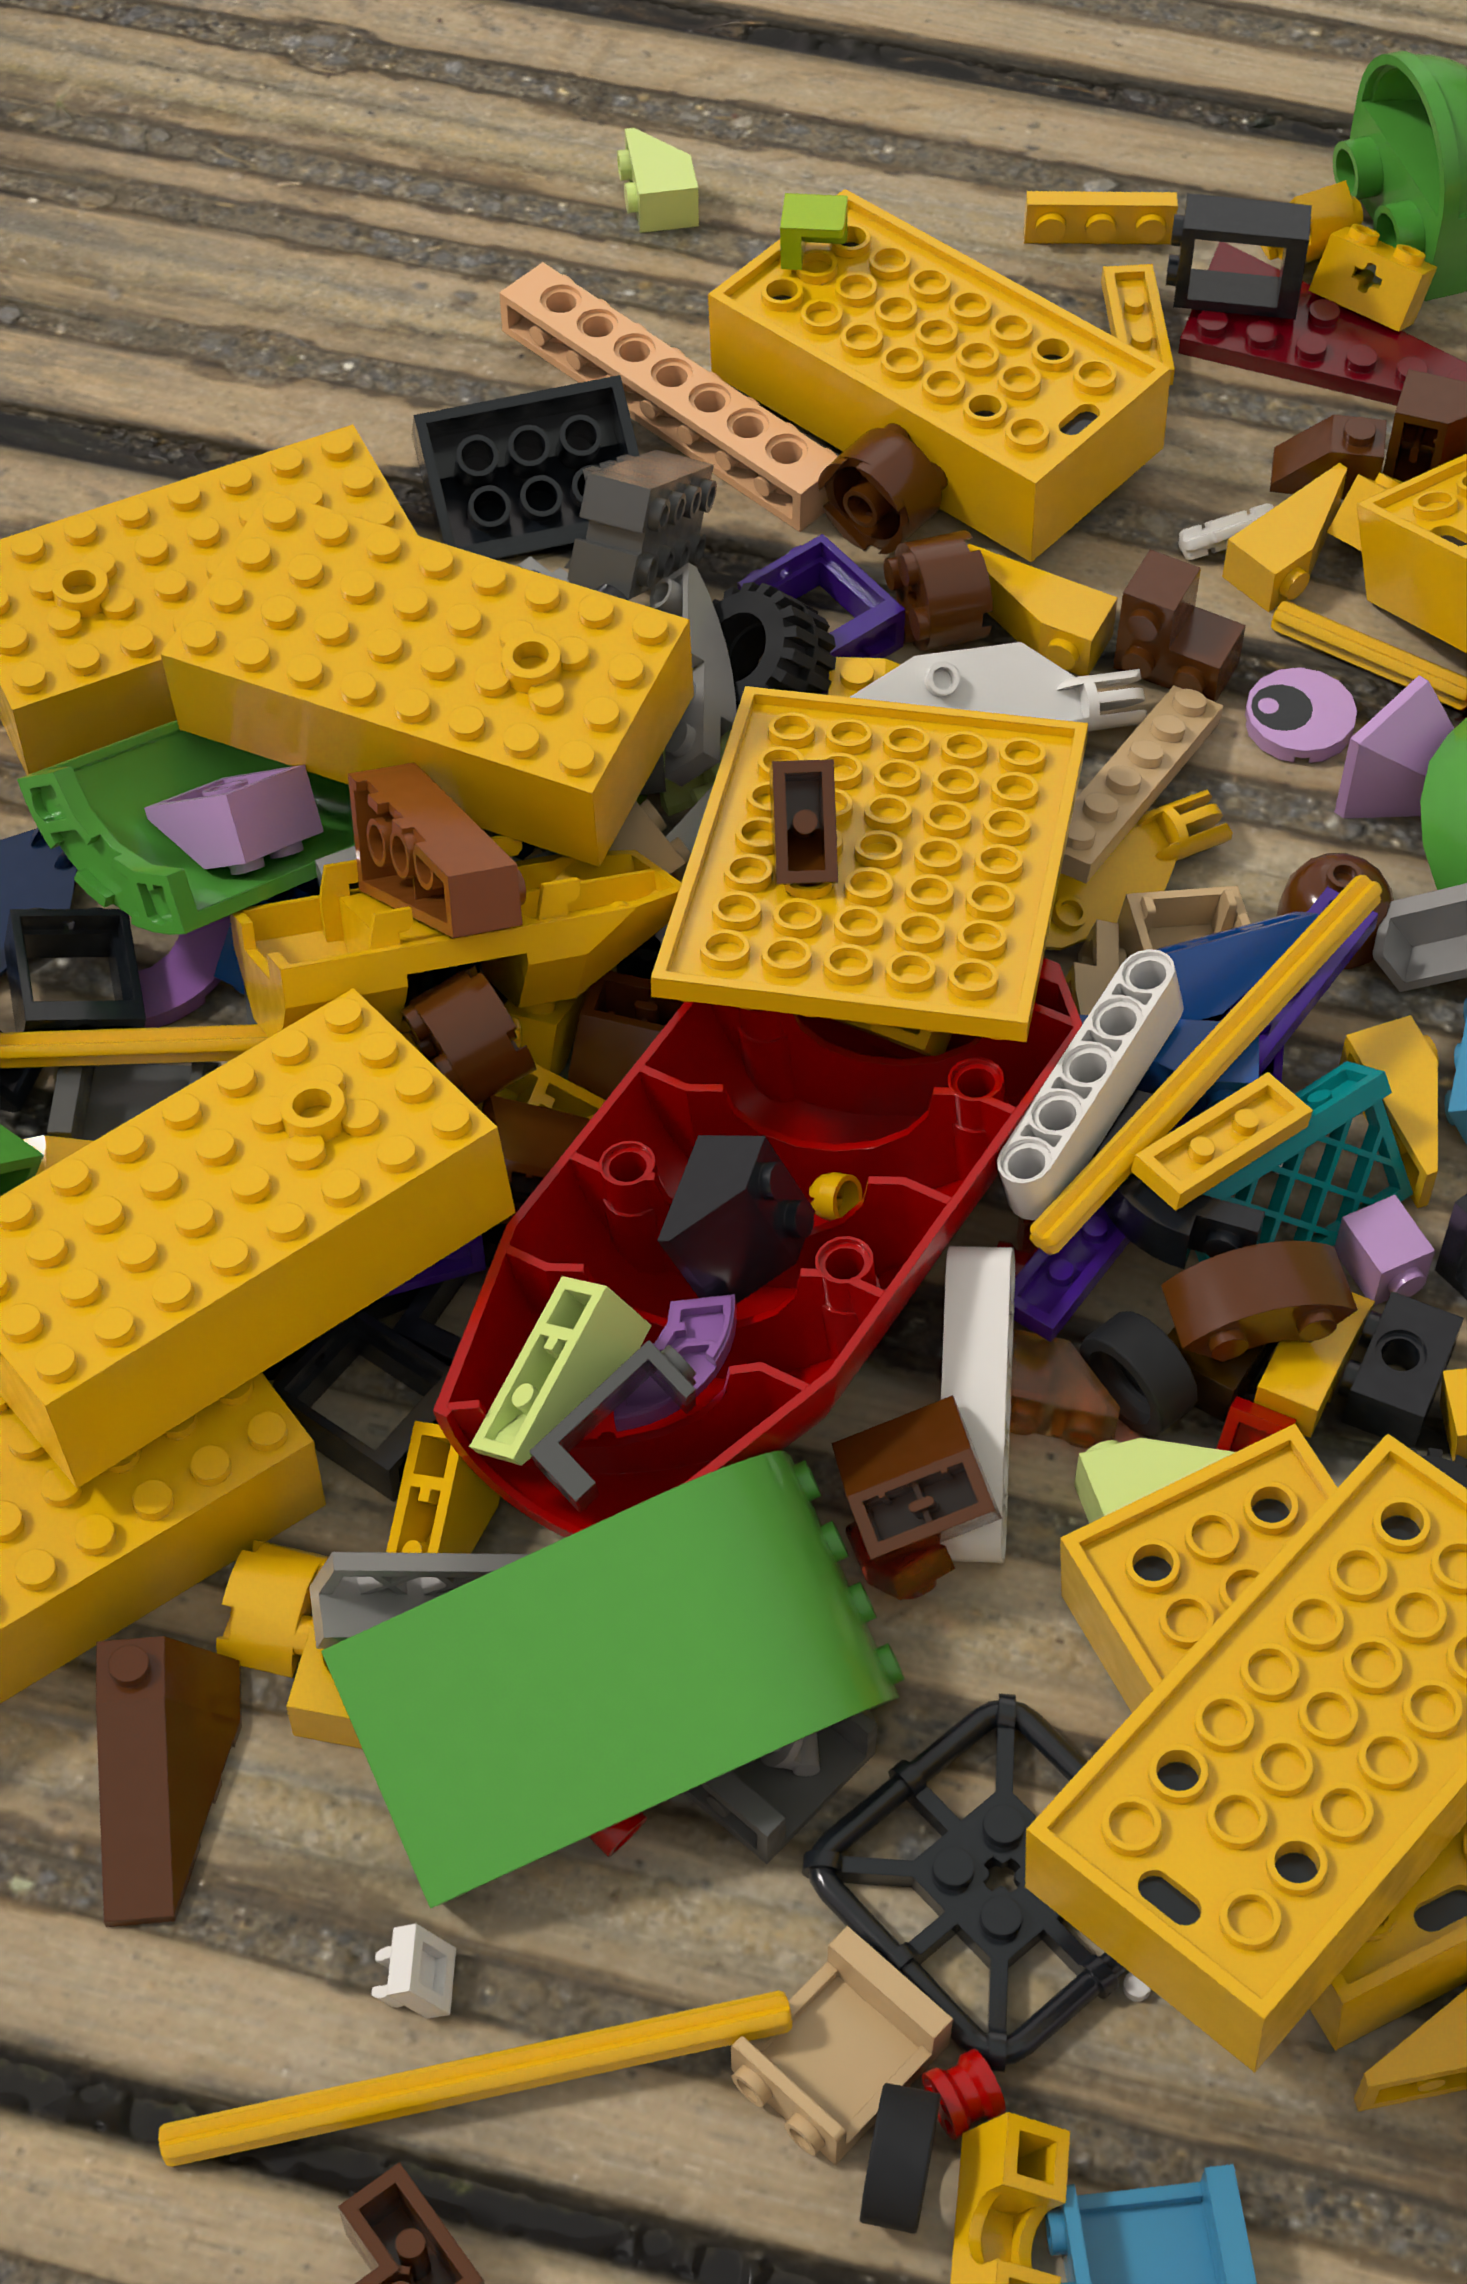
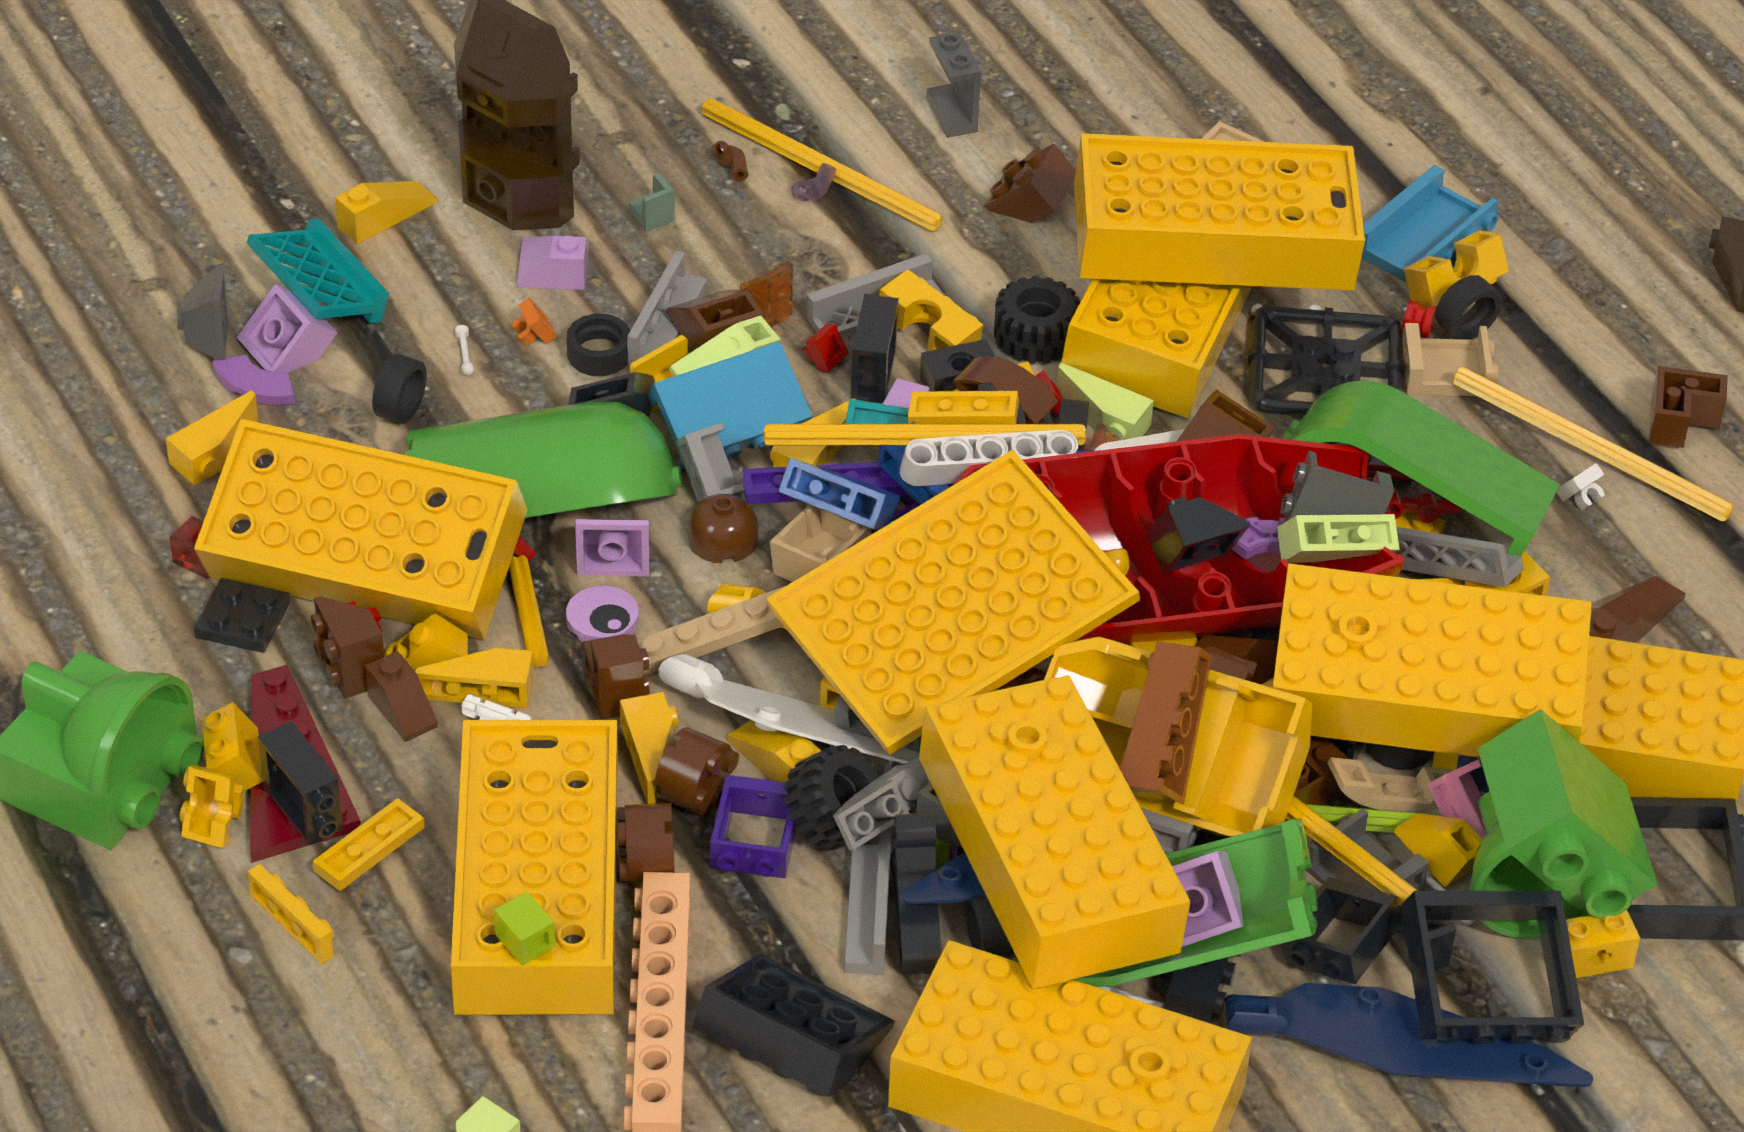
camera: 135 degrees left, 10 degrees down
(641, 521) = (817, 879): dark grey piece -> none
(803, 821) = (980, 609): reddish brown slope -> none

